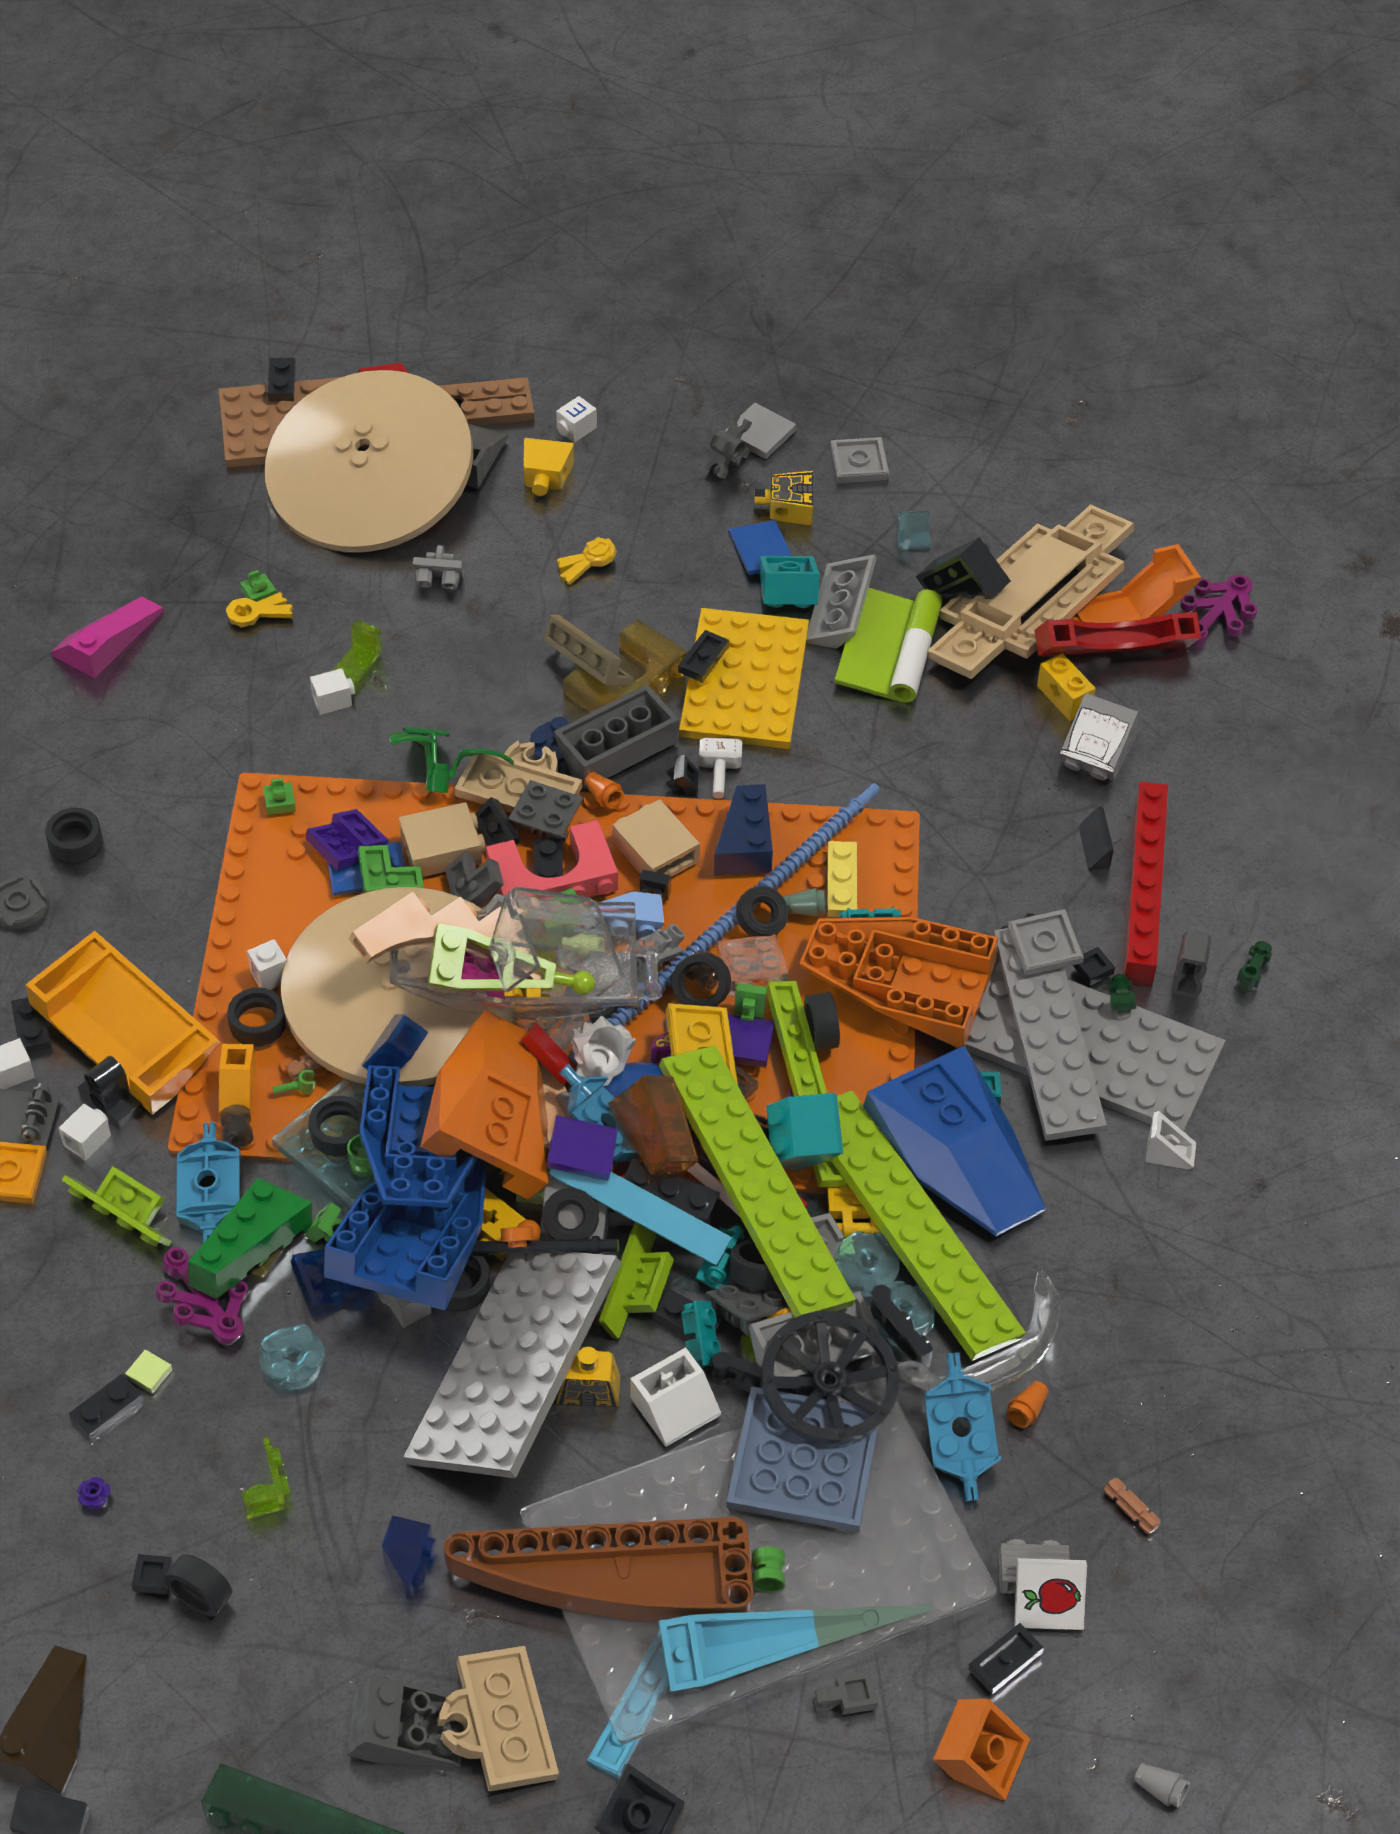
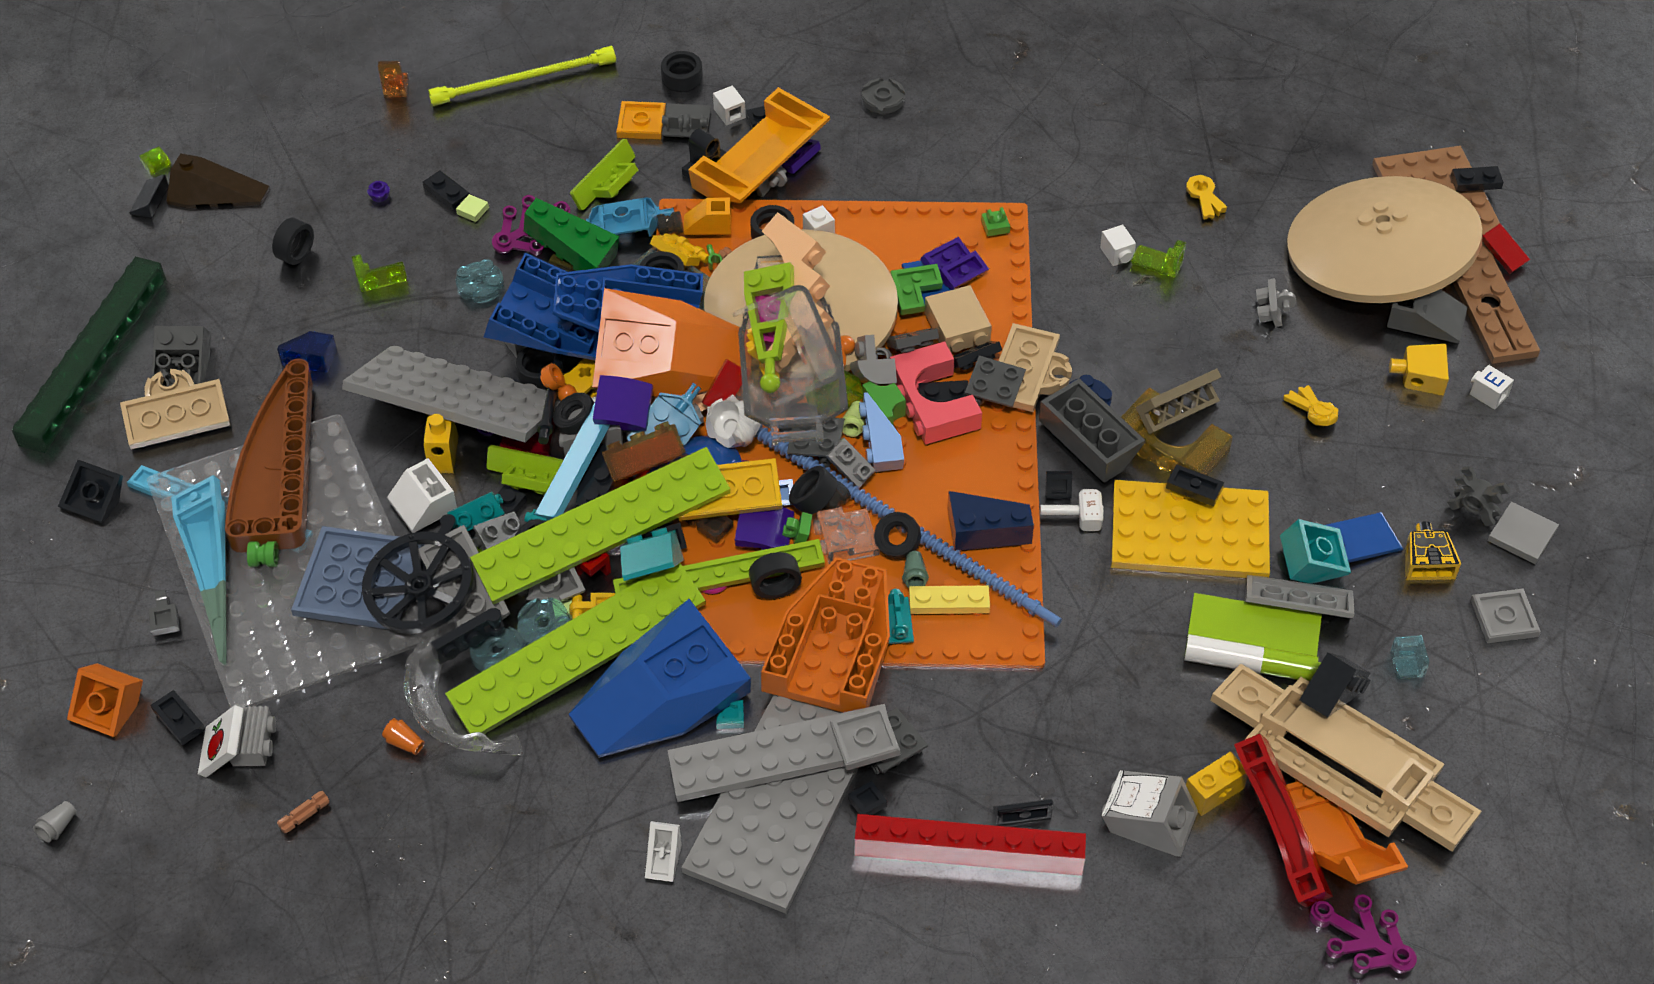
camera: 90 degrees right, 0 degrees up
(76, 851) = (948, 102): black tyre -> none
(85, 1131) = (670, 150): white brick -> none
(103, 640) = (1159, 112): dark pink wedge -> none
(150, 1574) = (316, 220): black plate -> none
(257, 586) = (1230, 193): bright green tile -> none
(288, 1112) = (680, 246): none -> yellow plate
(396, 1043) = (723, 286): clear blue slope -> none
(438, 773) = (1026, 310): green plant -> none
(605, 791) = (1025, 425): orange cone -> none
(655, 883) = (921, 461): black tile -> none
(656, 840) = (970, 460): tan brick -> none
(966, 1399) = (355, 684): dark azure plate -> none
(1122, 999) = (818, 816): dark green bar -> none
(1191, 964) = (864, 872): dark grey brick -> none
(1248, 976) = (863, 935): dark green bar -> none

